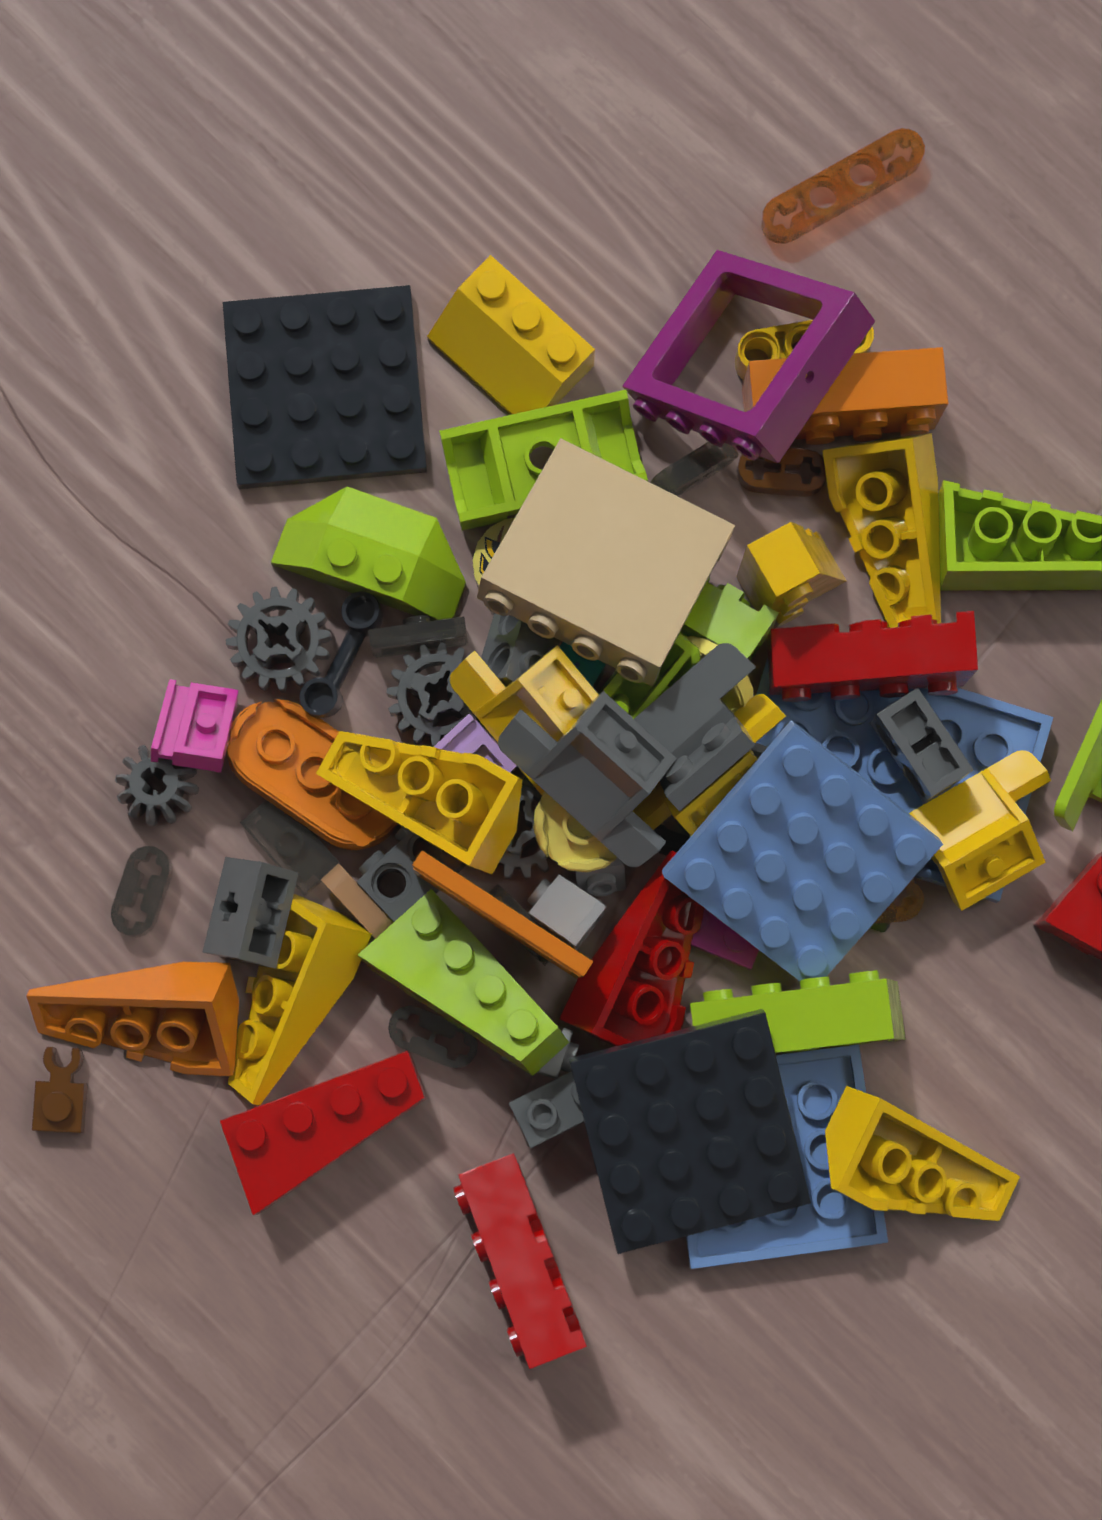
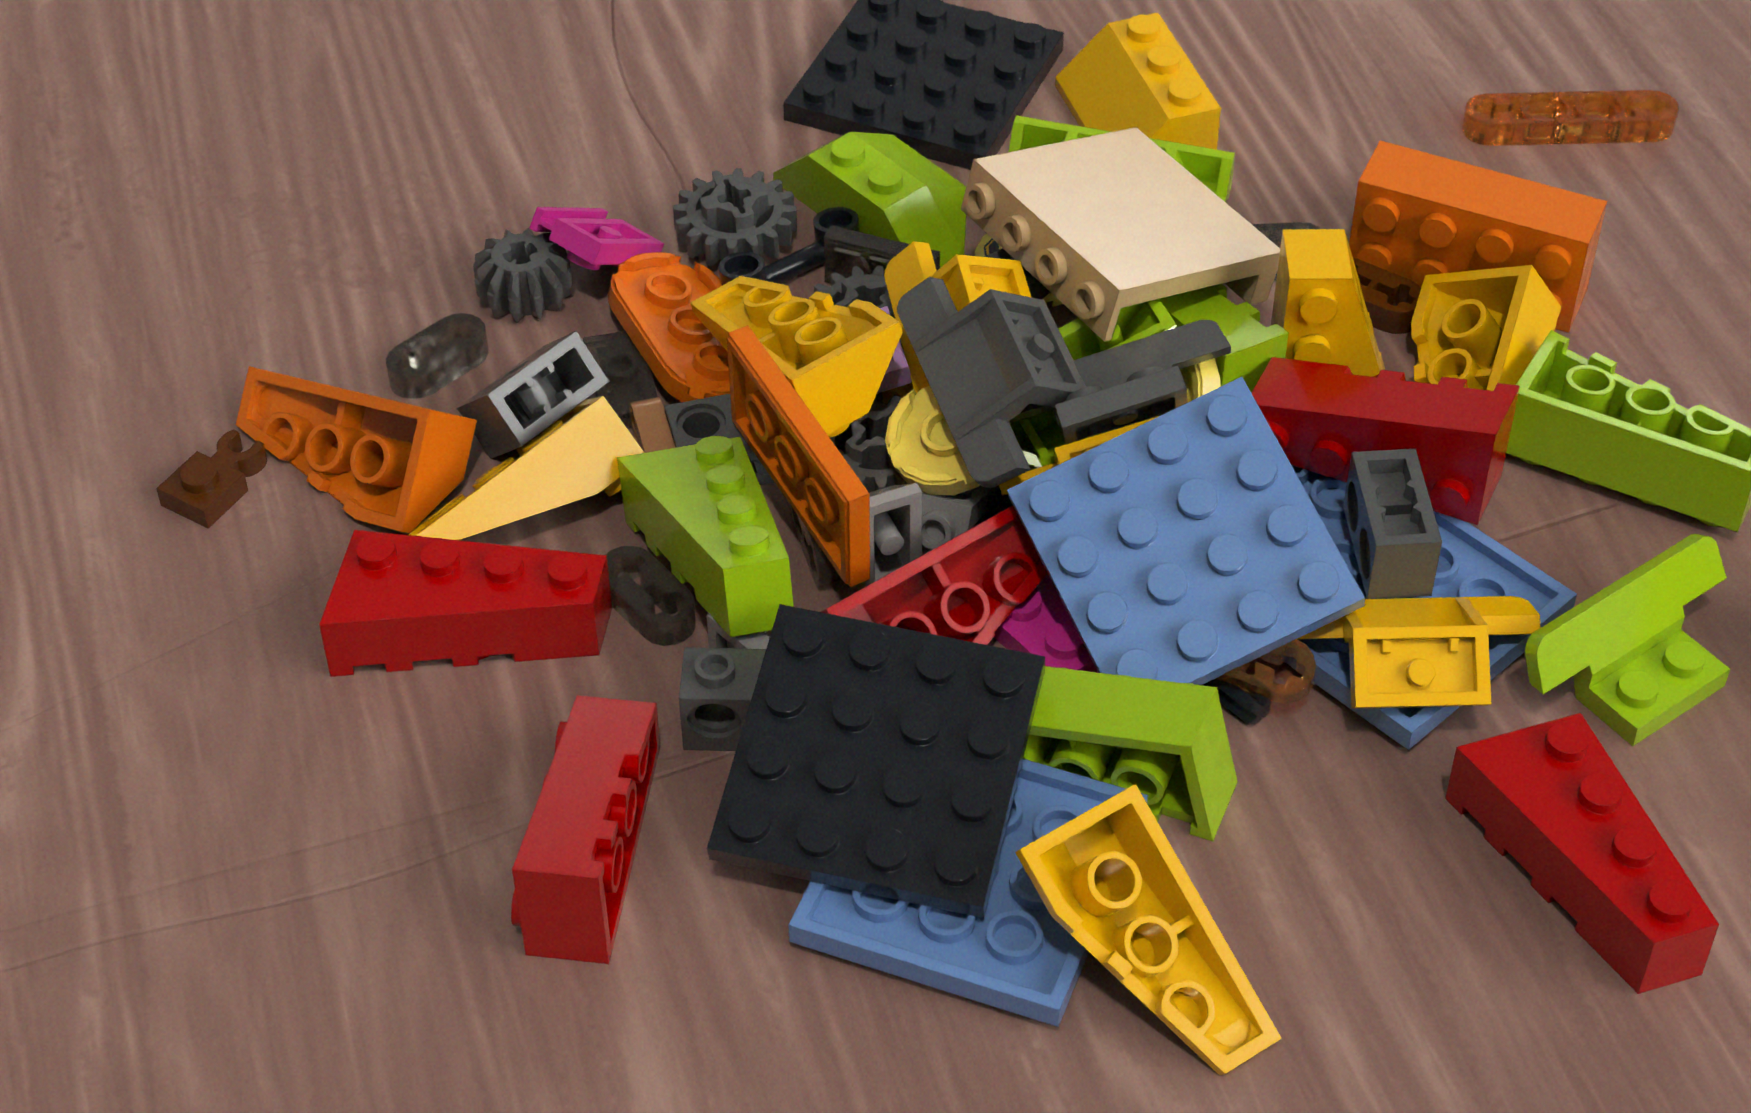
camera: 30 degrees right, 35 degrees down
(790, 398) = (1385, 148): magenta piece -> none

